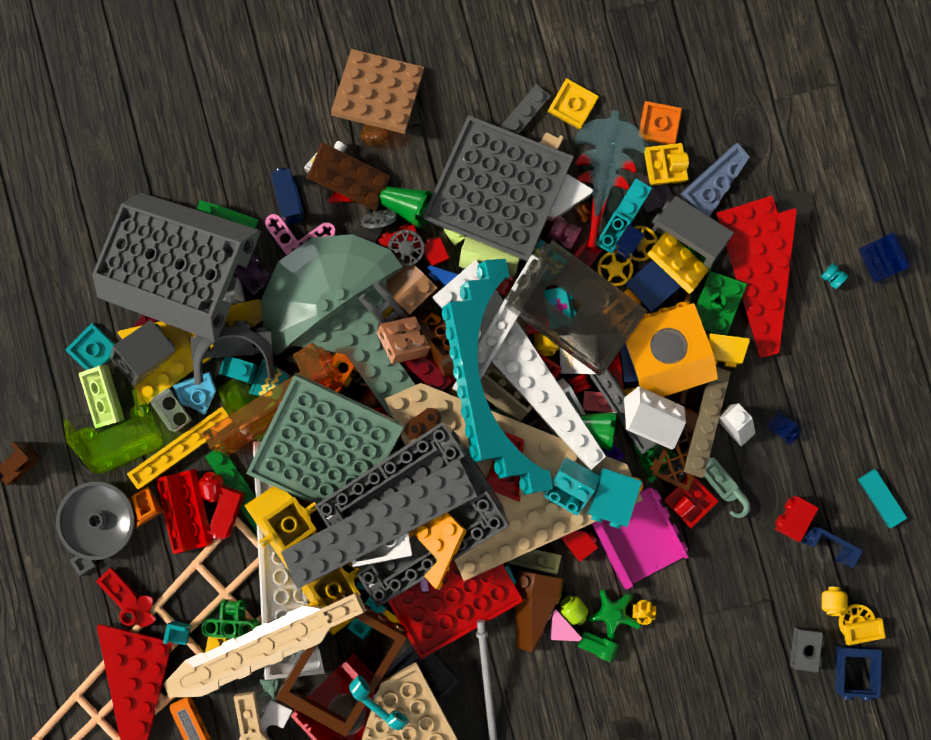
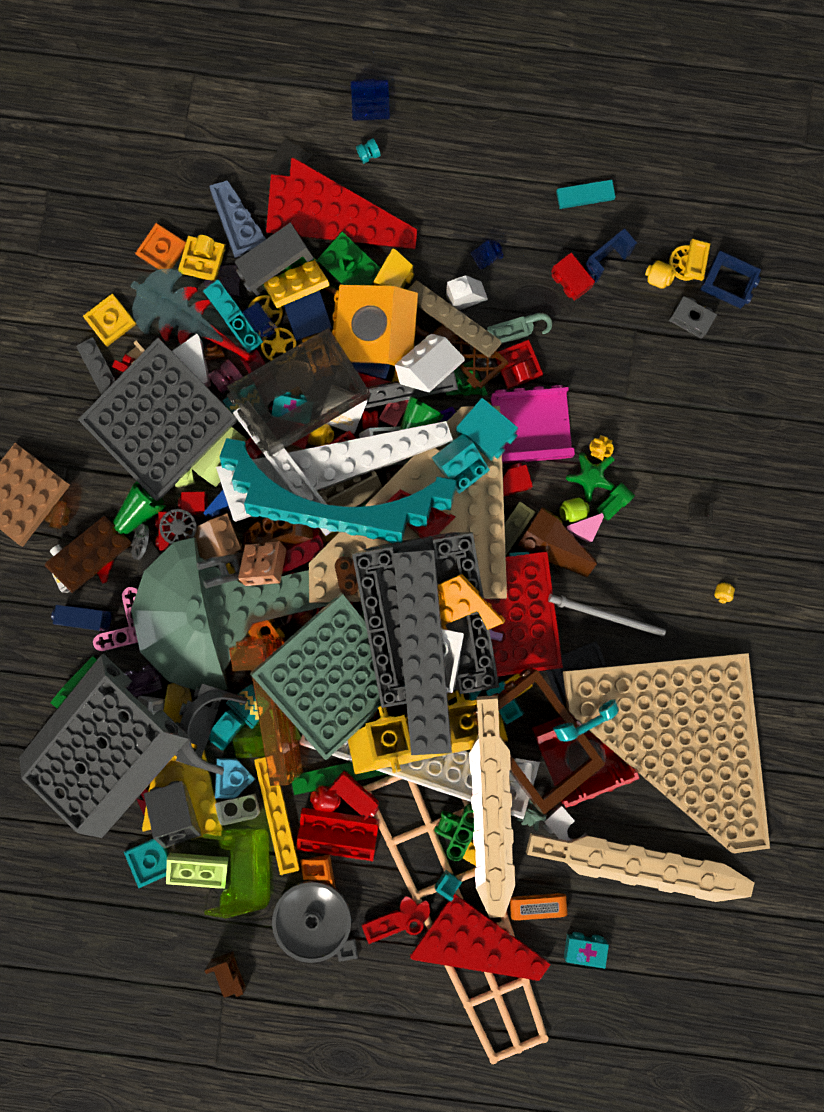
camera: 65 degrees left, 0 degrees up
(537, 136) = (126, 363): none -> red tile

